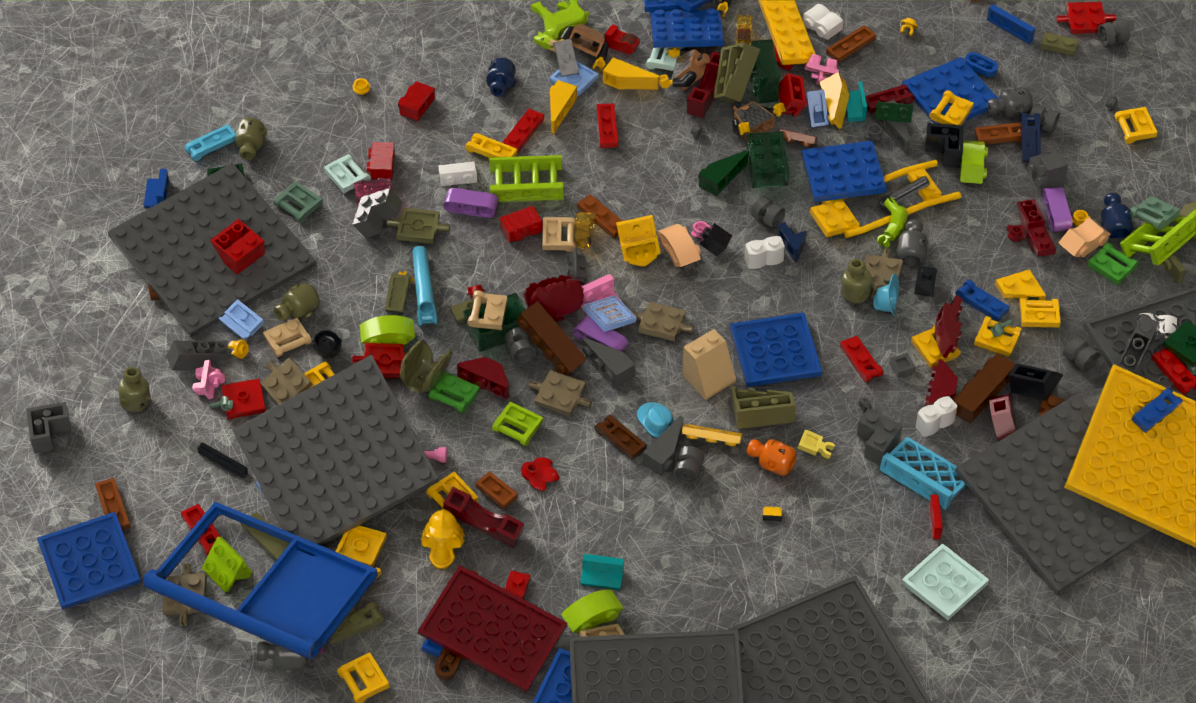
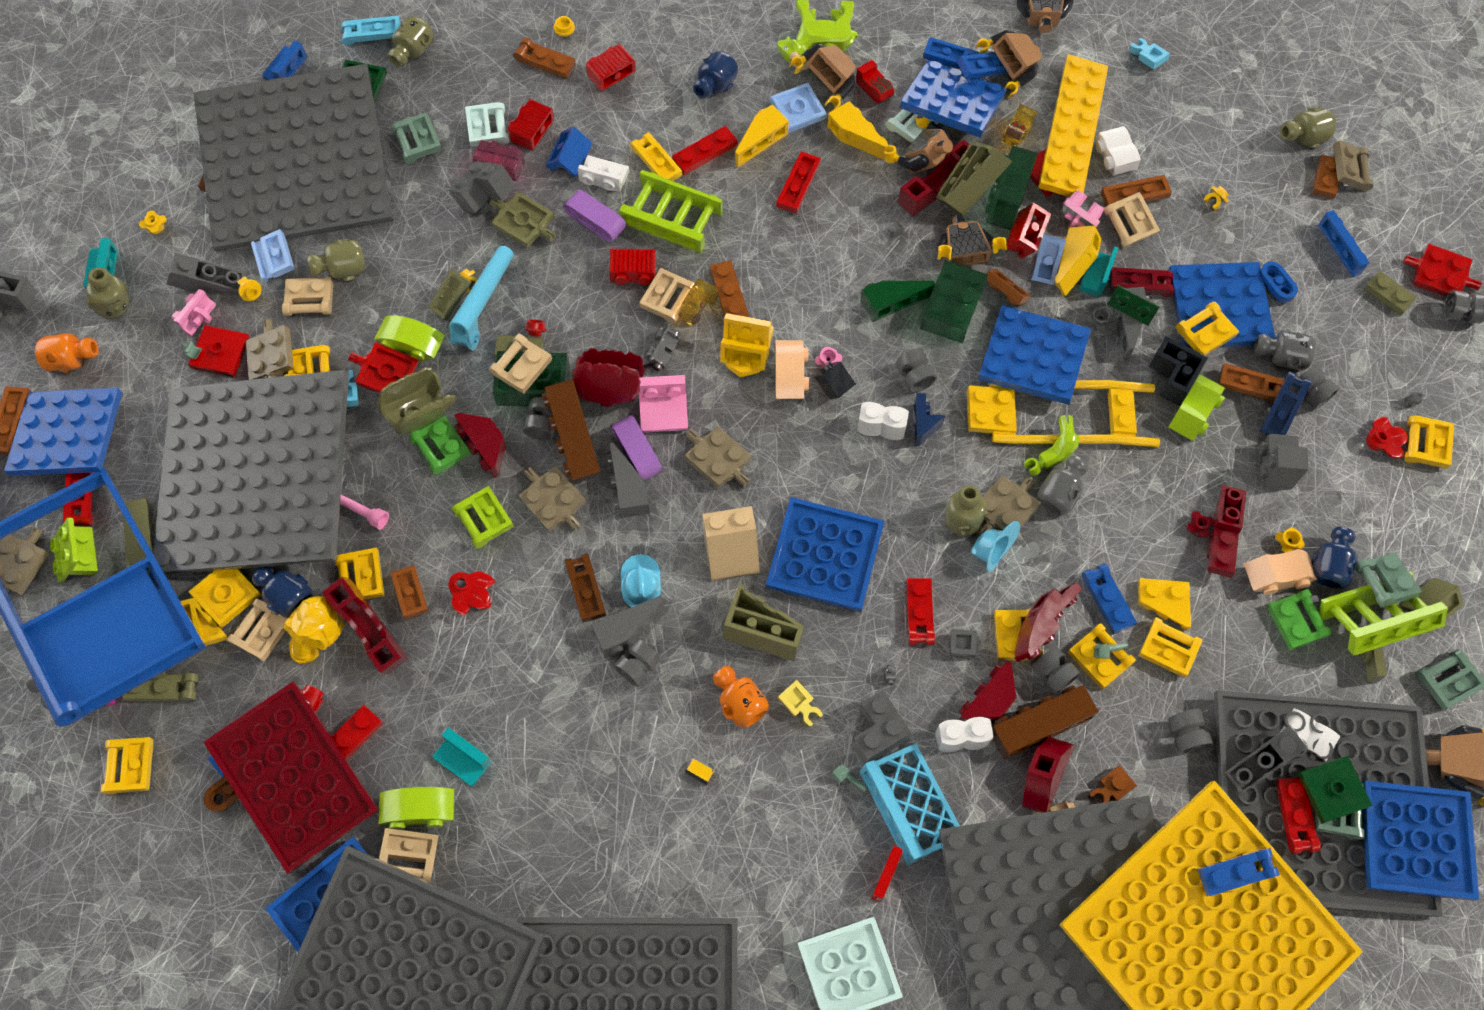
camera: 25 degrees right, 15 degrees up
(107, 378) = (101, 257): none -> teal panel
(124, 443) = (64, 352): none -> orange piece
(129, 339) = (153, 222): none -> yellow plate
(164, 493) = (63, 432): none -> plate
(222, 459) = (151, 414): black axle -> none
(238, 246) = (308, 167): red slope -> none
(326, 343) = (339, 323): black hair -> none
(359, 114) = (544, 58): none -> dark orange plate
(405, 525) = (282, 590): none -> dark blue piece
(408, 557) = (263, 636): none -> tan plate
(422, 167) = (569, 151): none -> blue panel
(566, 57) = (796, 80): flat silver plate -> none
(609, 313) = (659, 424): light blue tile -> none
(711, 434) = (688, 633): yellow plate -> none
(862, 58) = (1137, 216): none -> tan plate
(869, 473) = (842, 773): none -> sand green hand
(906, 191) = (1093, 413): black axle -> none
(925, 281) = (1052, 543): black brick -> none
(973, 353) = (1056, 670): none -> dark grey wheel
(1033, 381) = (1110, 742): black slope -> none
(1057, 209) = (1268, 516): medium lavender beam -> none
(1105, 133) = (1387, 438): none -> red plate

